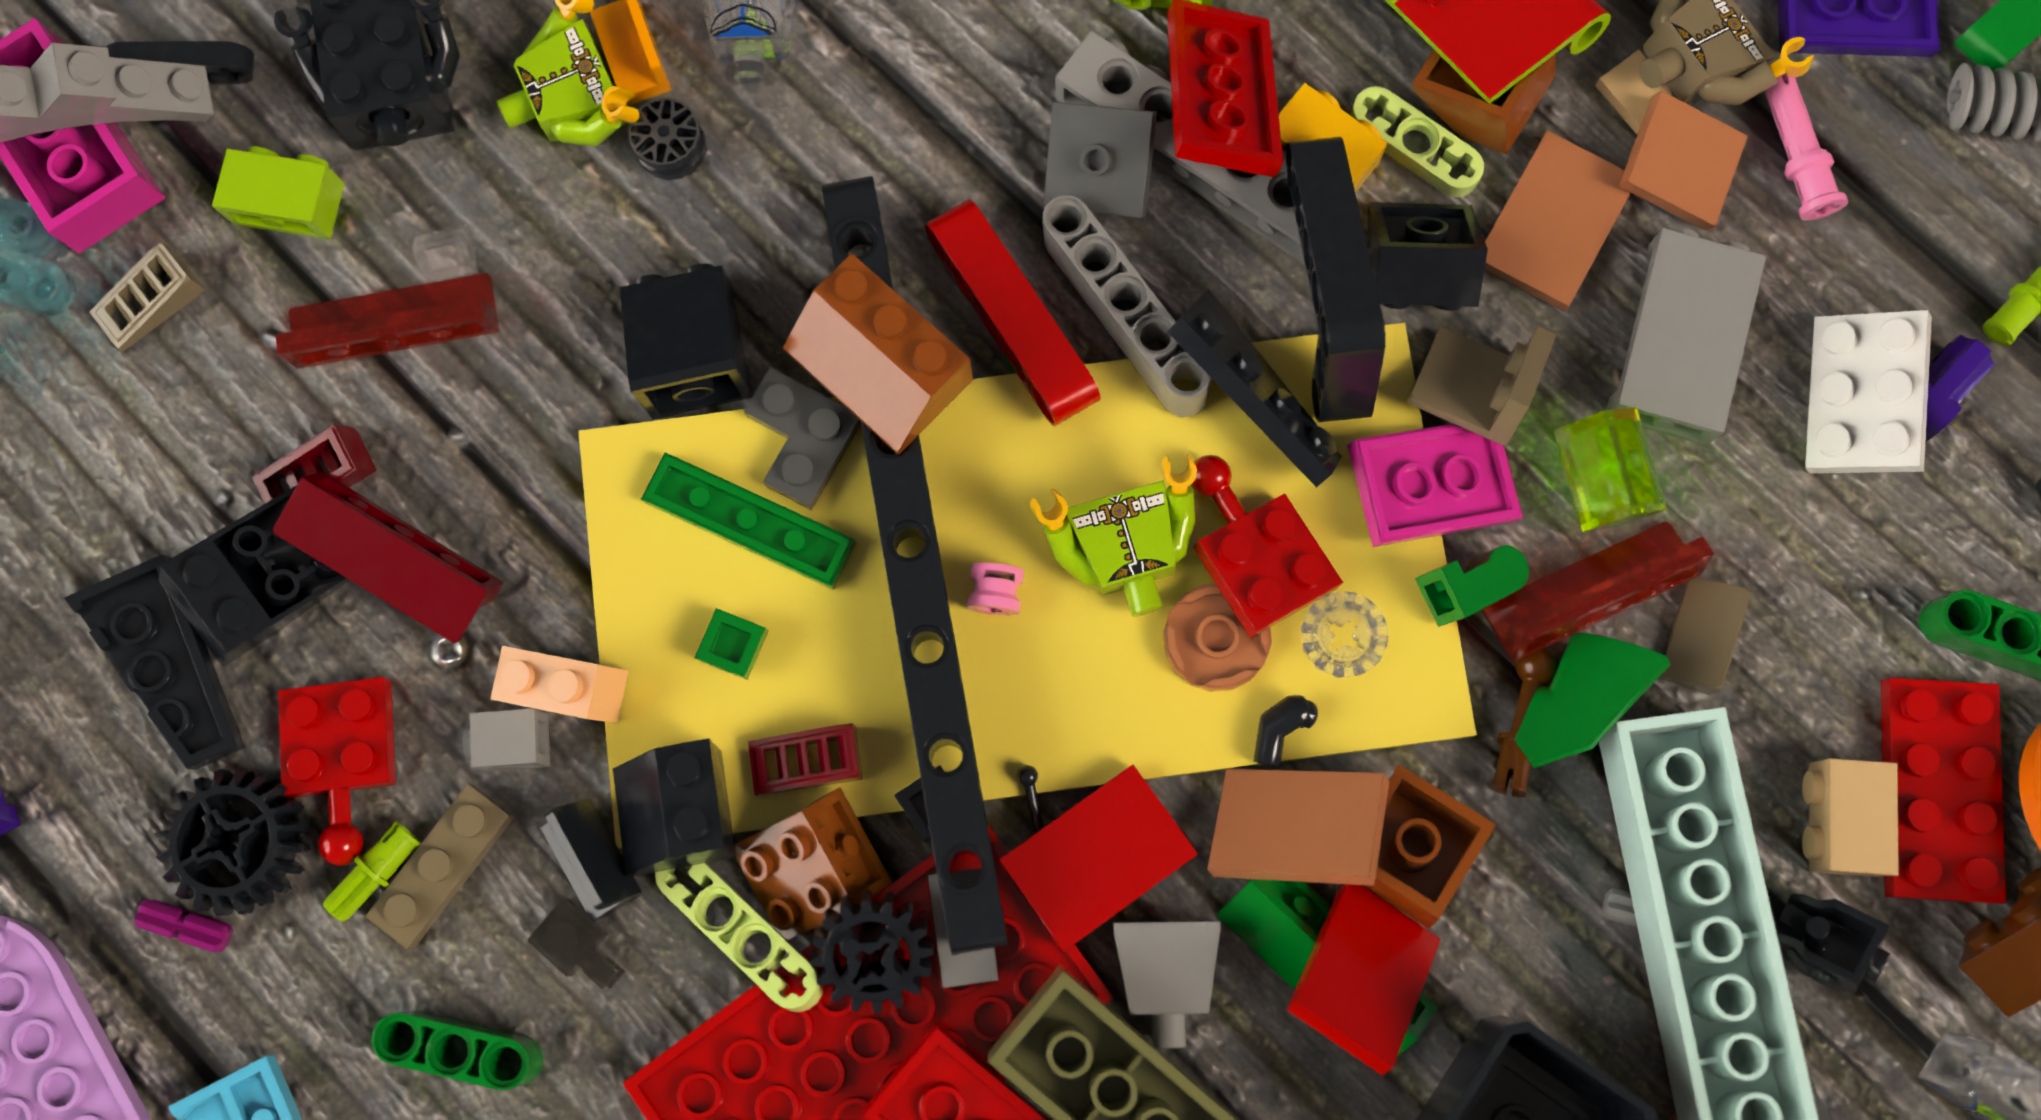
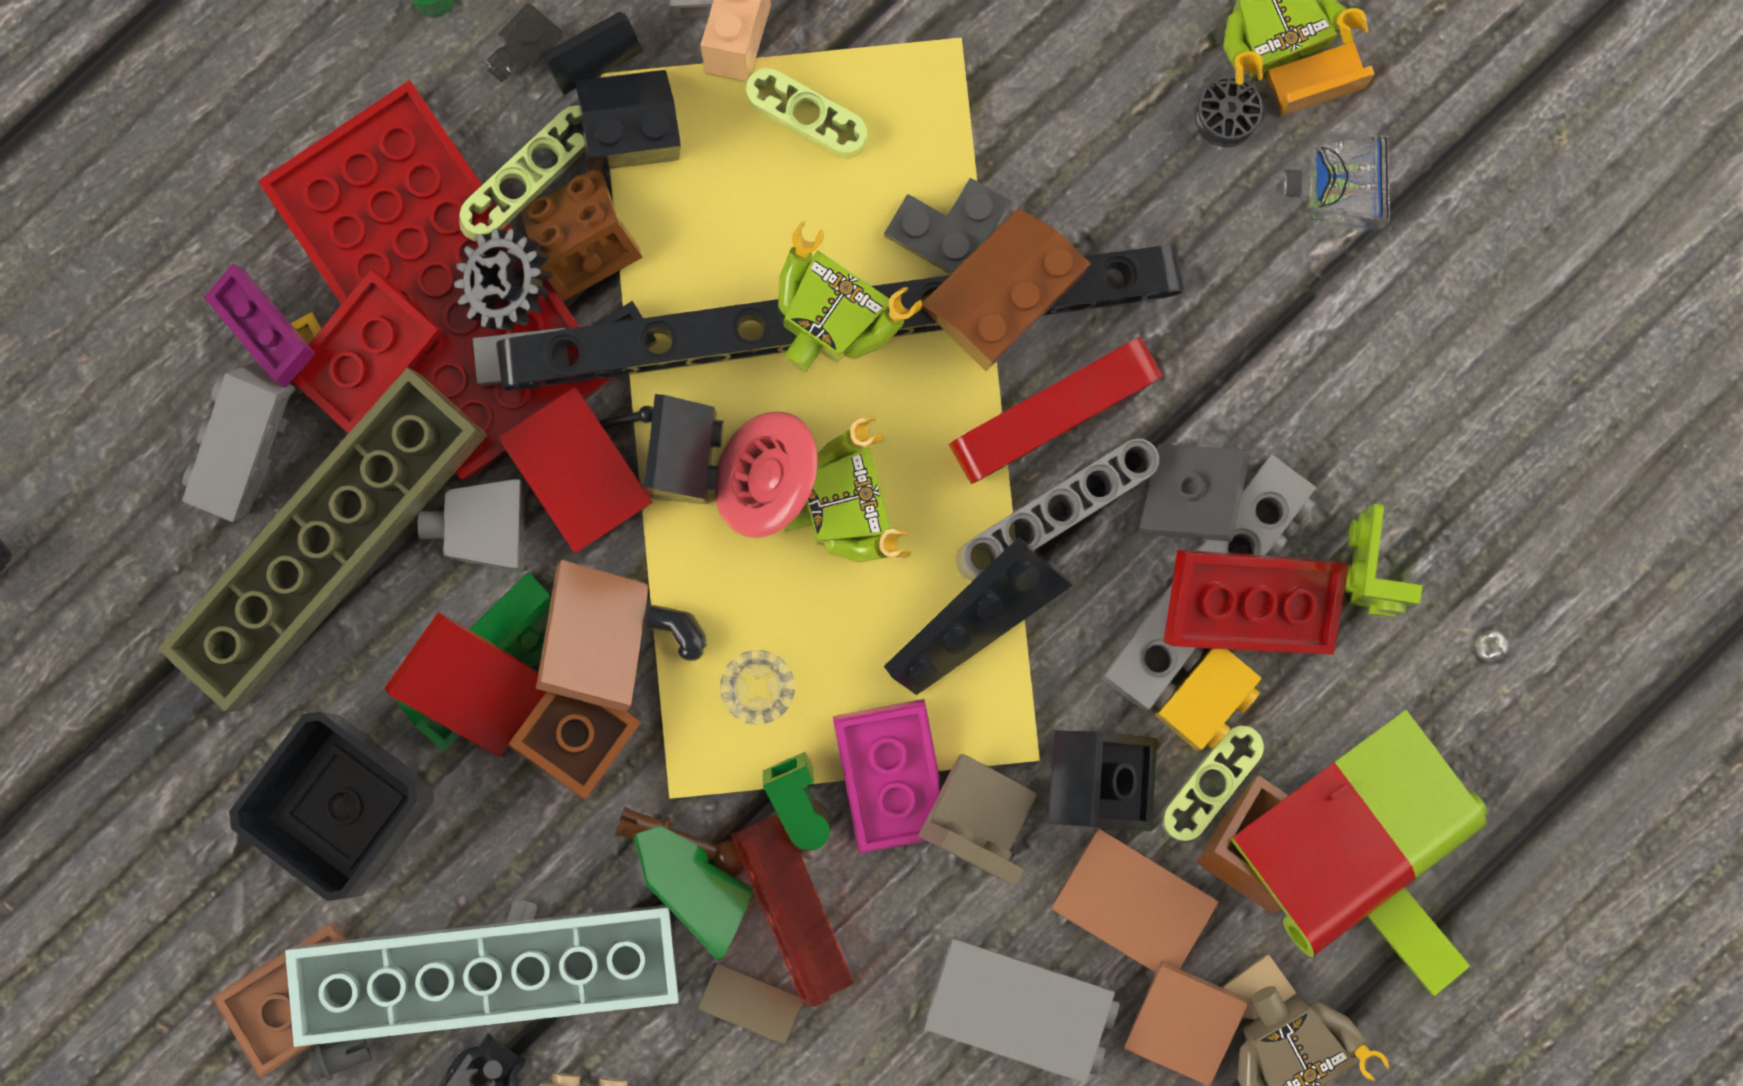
camera: 85 degrees right, 5 degrees up
(674, 622) = (772, 105): none -> yellowish green beam
(684, 341) = (1038, 126): black slope -> none
(731, 644) = (766, 167): green plate -> none
(748, 520) = (876, 181): green tile -> none
(849, 754) = (667, 264): dark red slope -> none
(906, 544) = (833, 308): none -> lime torso
(995, 589) = (800, 389): bright pink wheel -> none
(1074, 726) = (682, 450): none -> black slope
(1101, 610) = (769, 464): none -> coral wheel
(1210, 643) = (759, 579): nougat tile -> none
(1263, 558) = (824, 619): red plate -> none
(1339, 280) = (1072, 686): black beam -> none
(1609, 469) = (895, 928): clear neon green brick -> none

